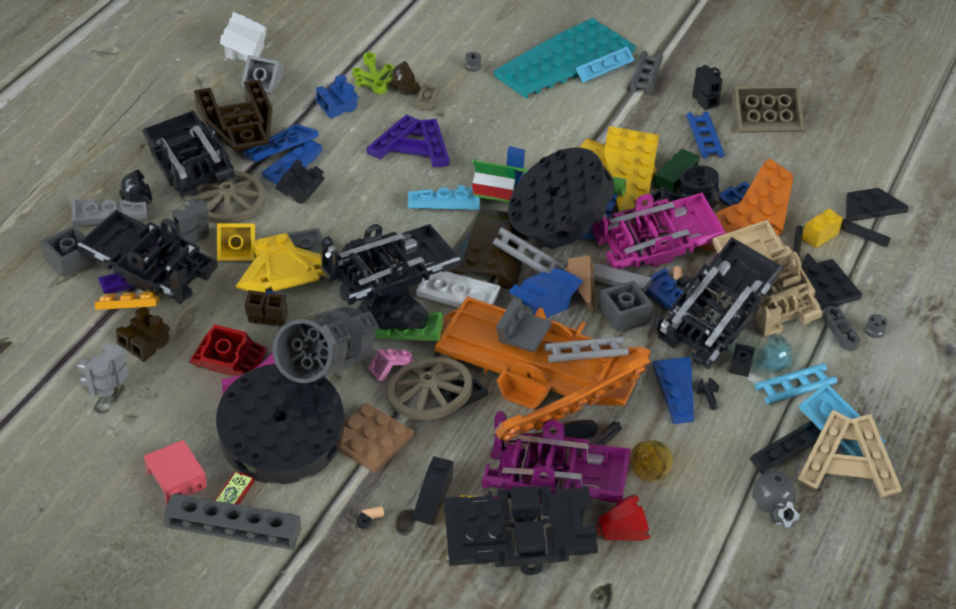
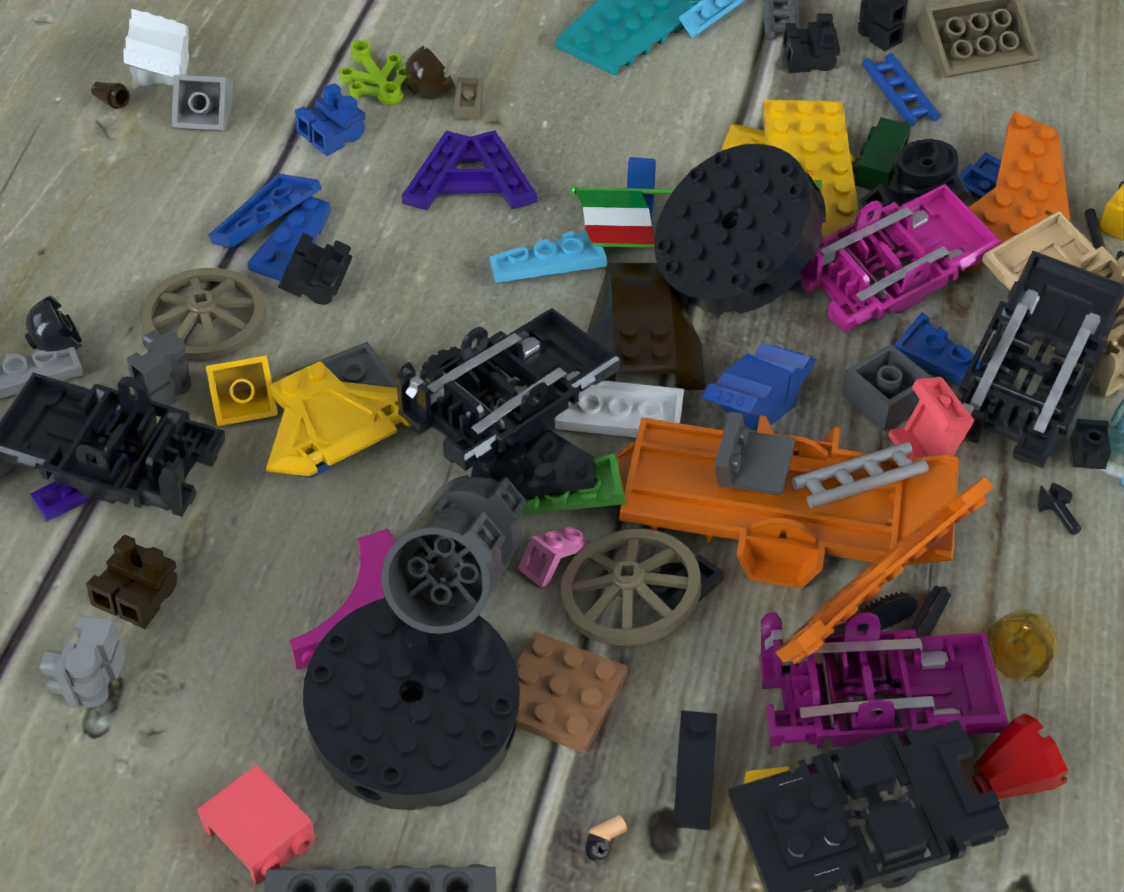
camera: 10 degrees left, 5 degrees up
(127, 300) = (91, 529): light orange plate -> none
(179, 154) = (101, 234): black piece -> none
(210, 61) = (112, 94): none -> dark brown cone
(228, 351) = (284, 587): red slope -> none
(235, 488) = (365, 836): tile -> none
(241, 123) = (191, 190): dark brown wedge -> none
(266, 308) = (326, 502): dark brown hips -> none
(473, 61) = (519, 30): dark grey wheel -> none
(522, 246) = (698, 331): light grey bar -> none
(584, 270) = (802, 337): medium nougat slope -> none
(616, 277) = (846, 340): light grey tile -> none
(645, 327) = (936, 422): none -> coral panel
(656, 99) = (812, 46): none -> black hips
(676, 386) = (1010, 510): blue wing -> none
(677, 275) = (955, 330): arm -> none

